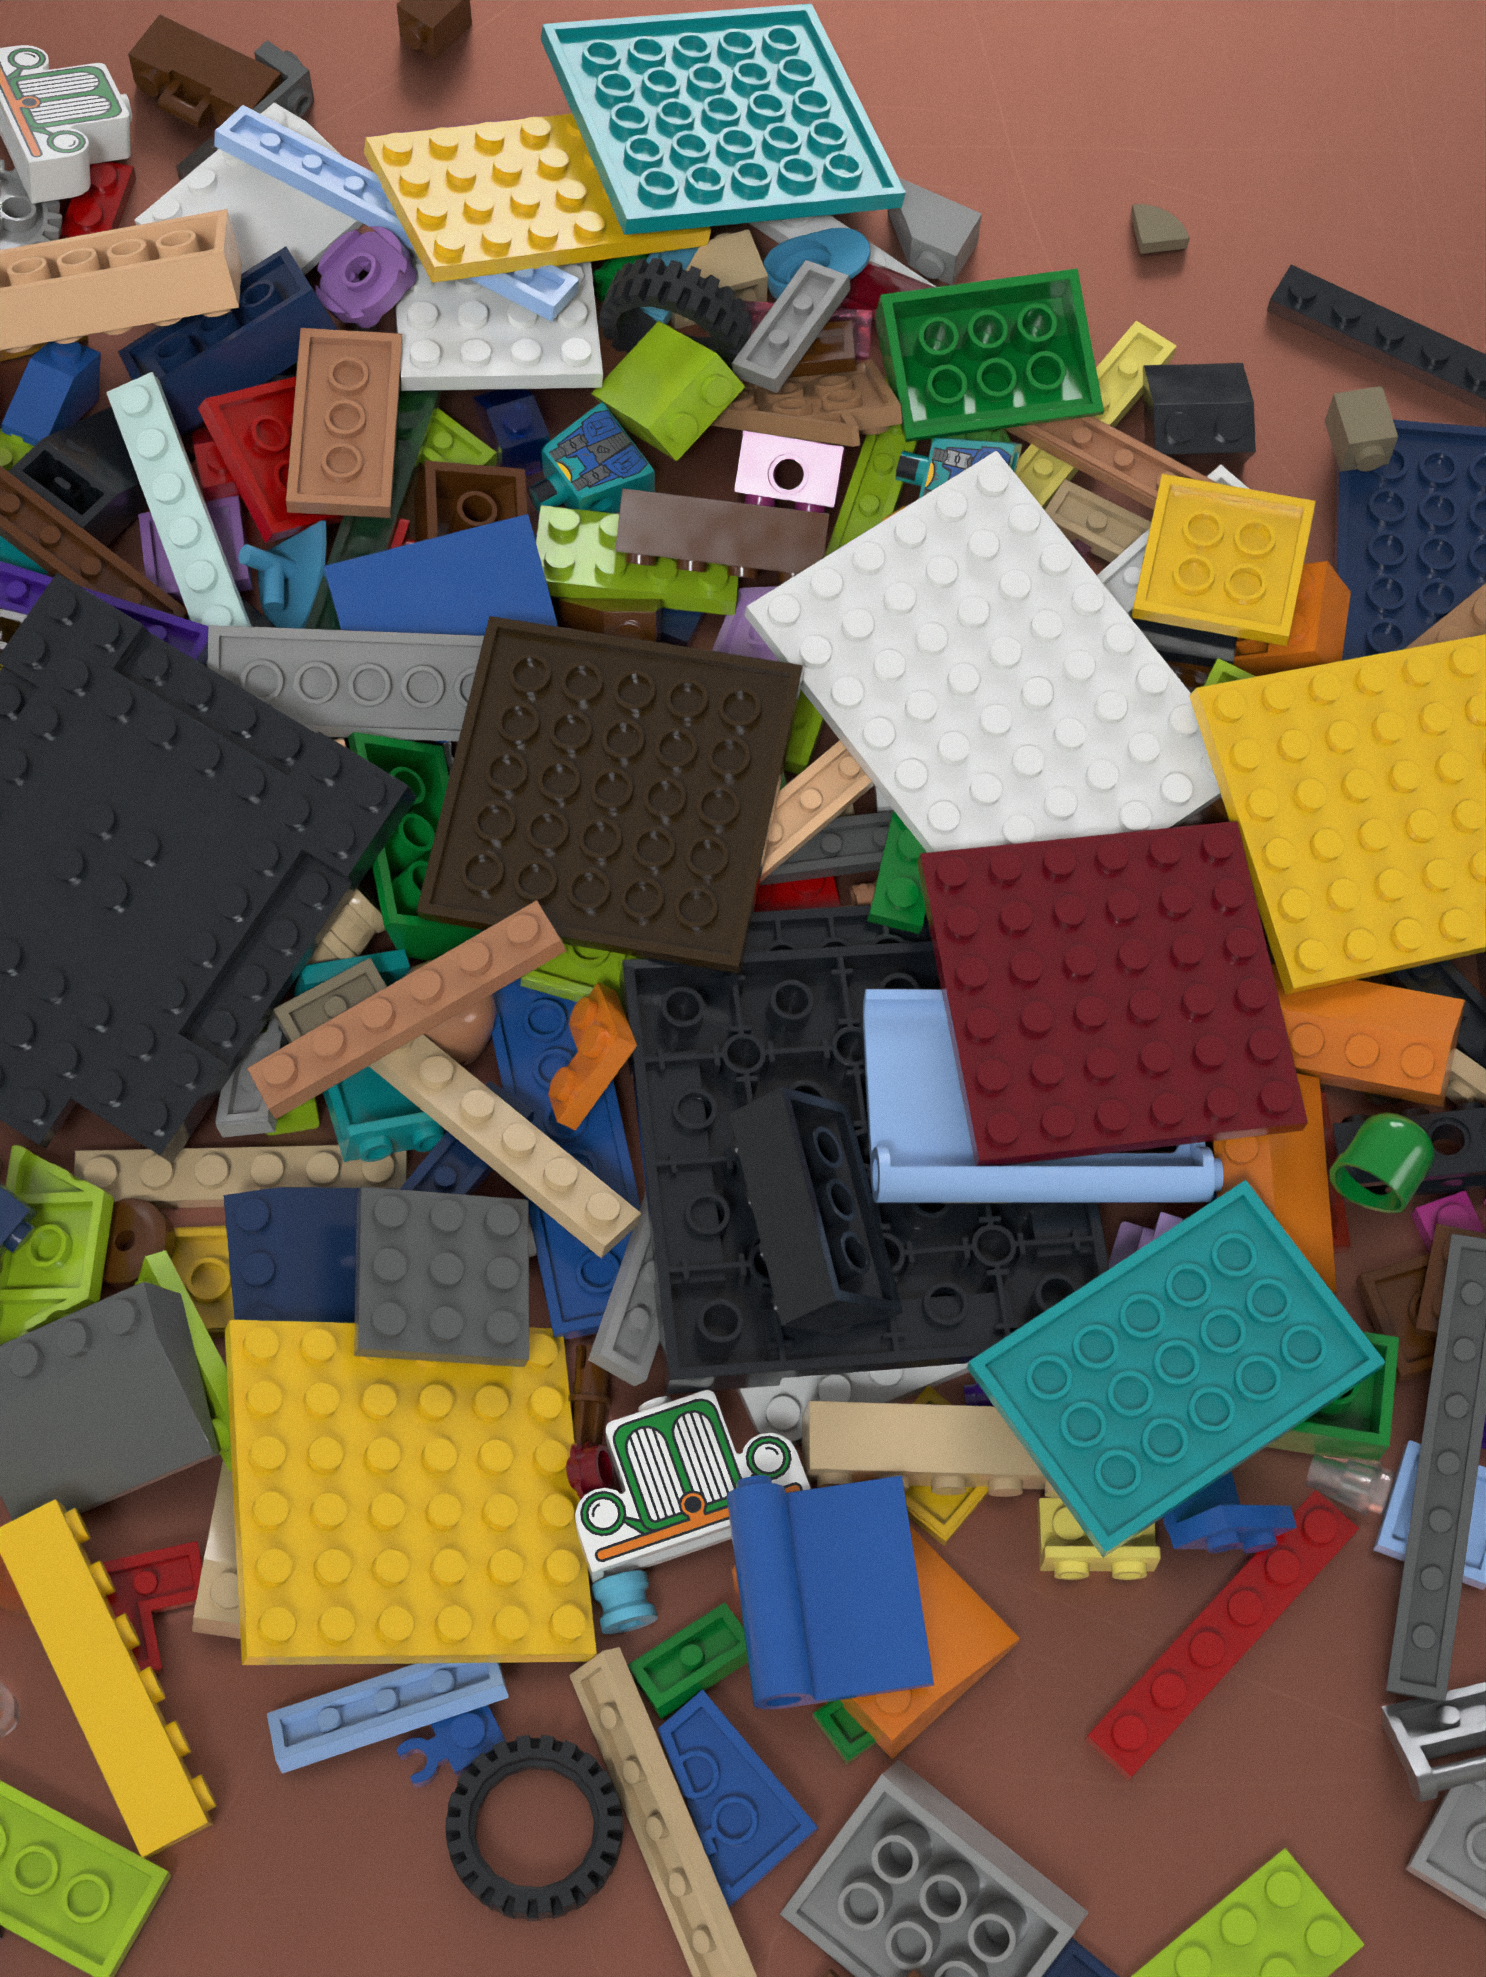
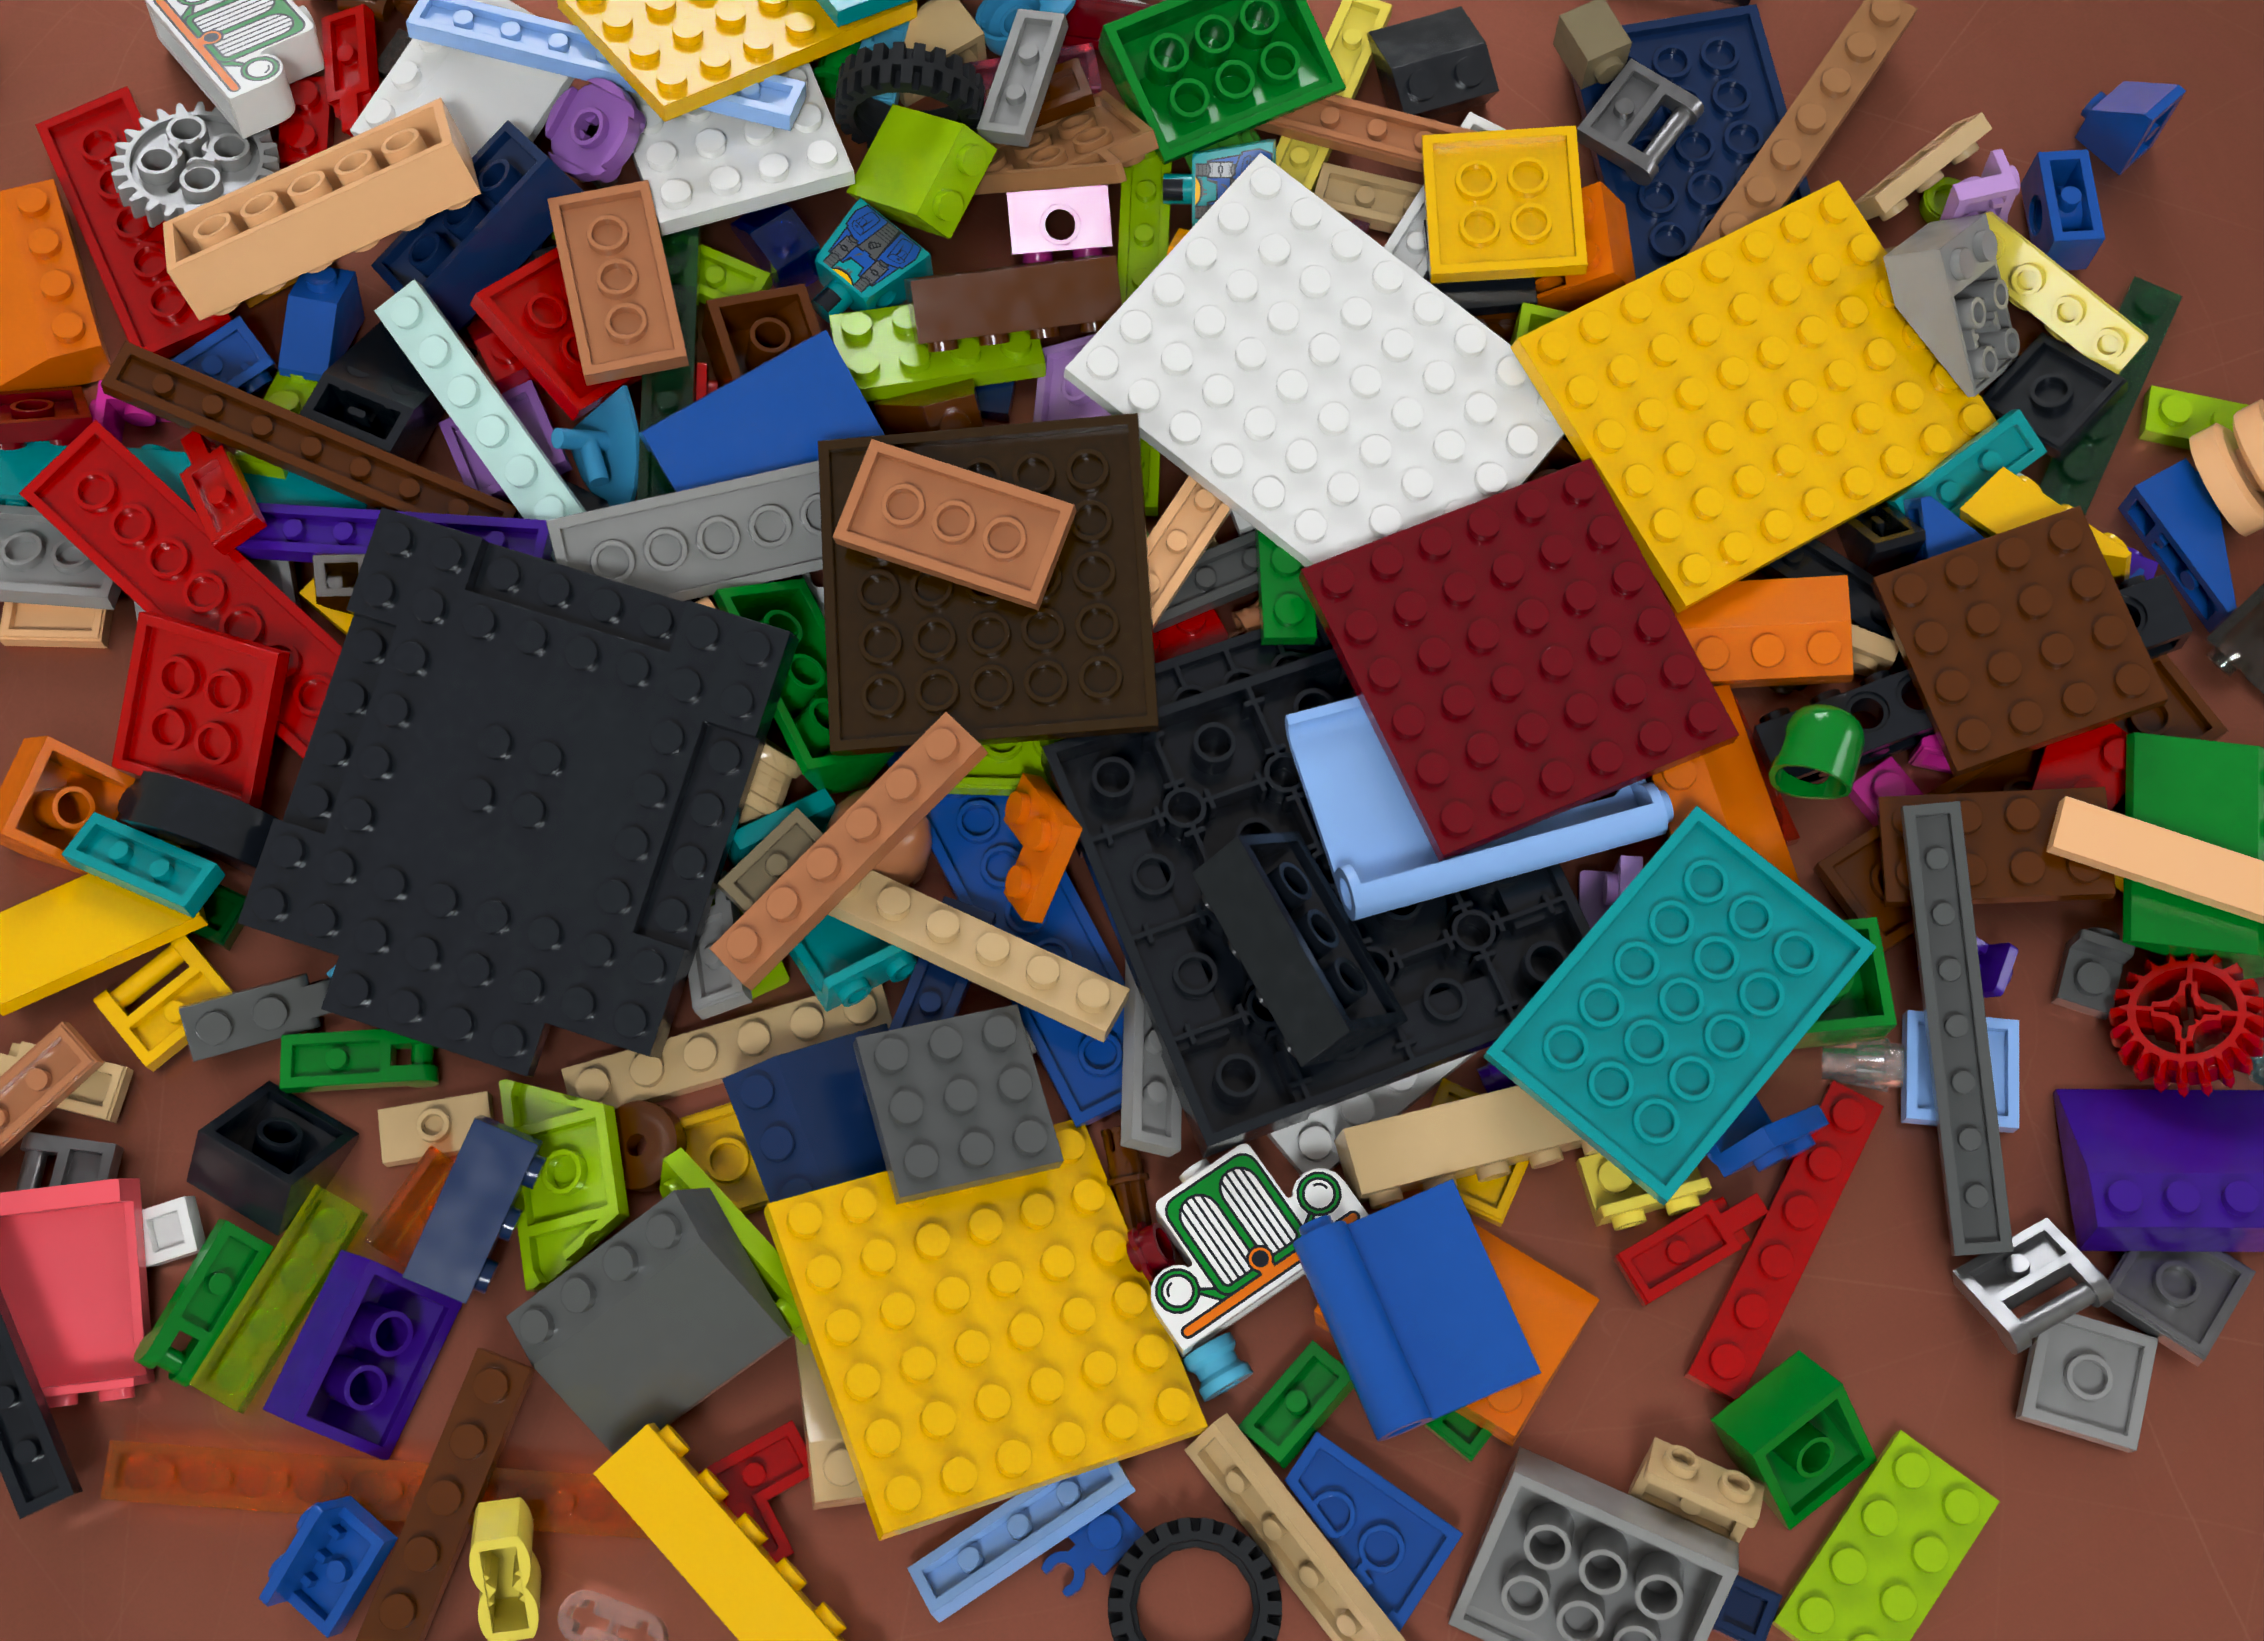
camera: 10 degrees left, 5 degrees up
(154, 157) = (350, 62): none -> red hinge
(596, 726) = (955, 524): none -> nougat plate
(1062, 1848) = (1698, 1490): none -> tan bracket
(1123, 1611) = (1687, 1246): none -> red hinge
(1176, 1827) = (1795, 1438): none -> green slope
(1378, 501) = (1626, 111): none -> flat silver plate

